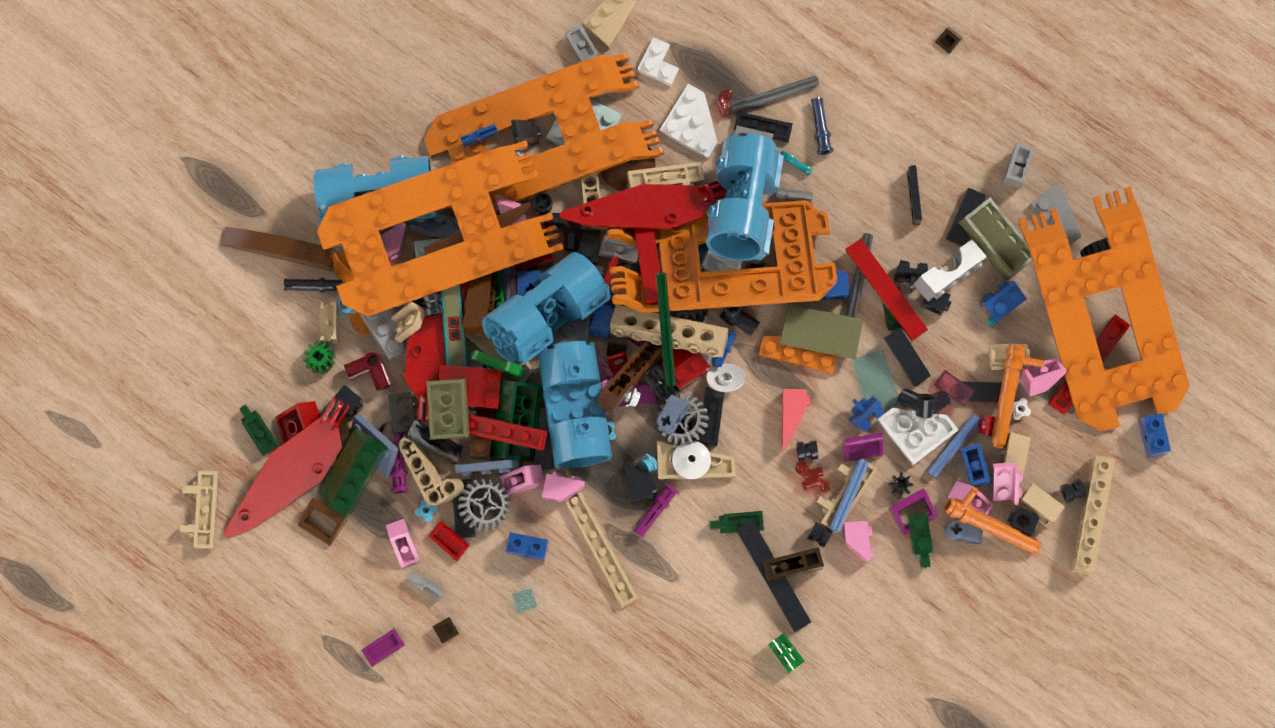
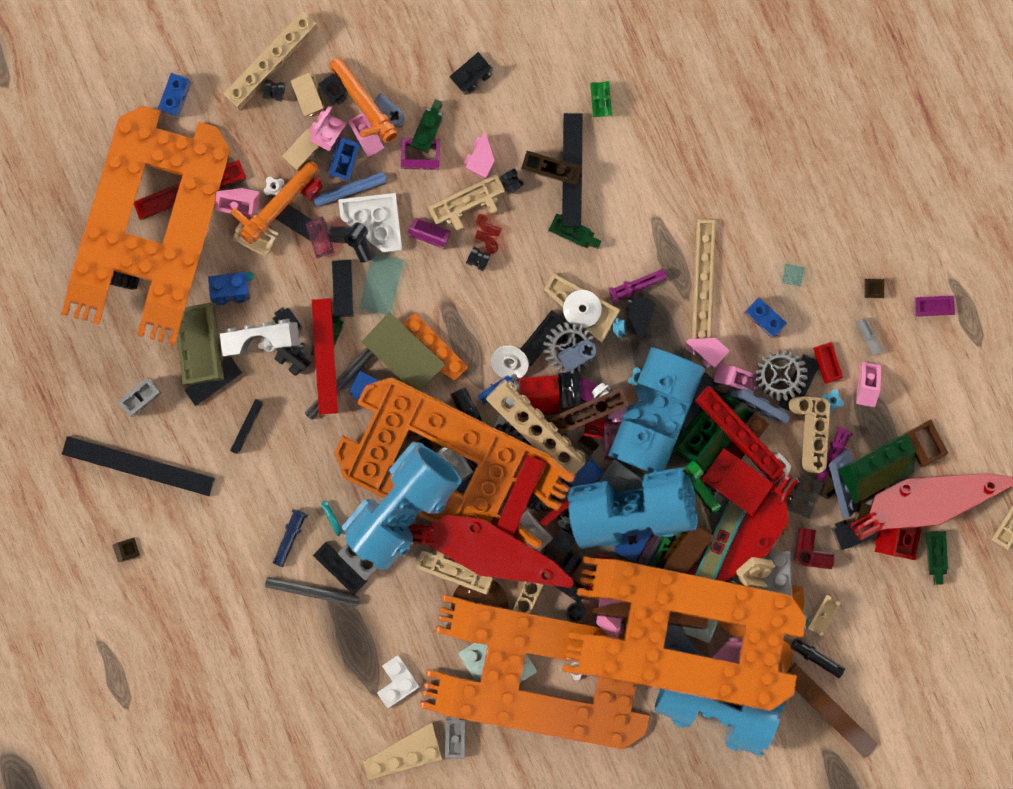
camera: 150 degrees left, 10 degrees up
(312, 354) = (854, 584): green gear -> none
(433, 305) = (728, 571): black wheel -> none
(443, 448) = (793, 454): black tile -> none
(447, 409) = (767, 472): olive tile -> none
(479, 135) = (597, 705): blue axle -> none
(527, 131) = (553, 684): black slope -> none
(665, 329) = (541, 429): dark green axle -> none
(691, 123) = (400, 609): white plate -> none
(722, 102) = (361, 612): clear red arm -> none
(793, 408) = (468, 300): coral slope -> none
(794, 195) = (350, 489): light grey axle -> none
(849, 495) = (467, 198): medium blue axle -> none
(862, 410) = (409, 264): blue hips -> none
(900, 490) = (412, 180): black gear -> none
(912, 609) = (471, 74): none -> black bracket
(983, 112) = (138, 466): none -> black tile
(1056, 199) = (129, 345): light grey wing -> none

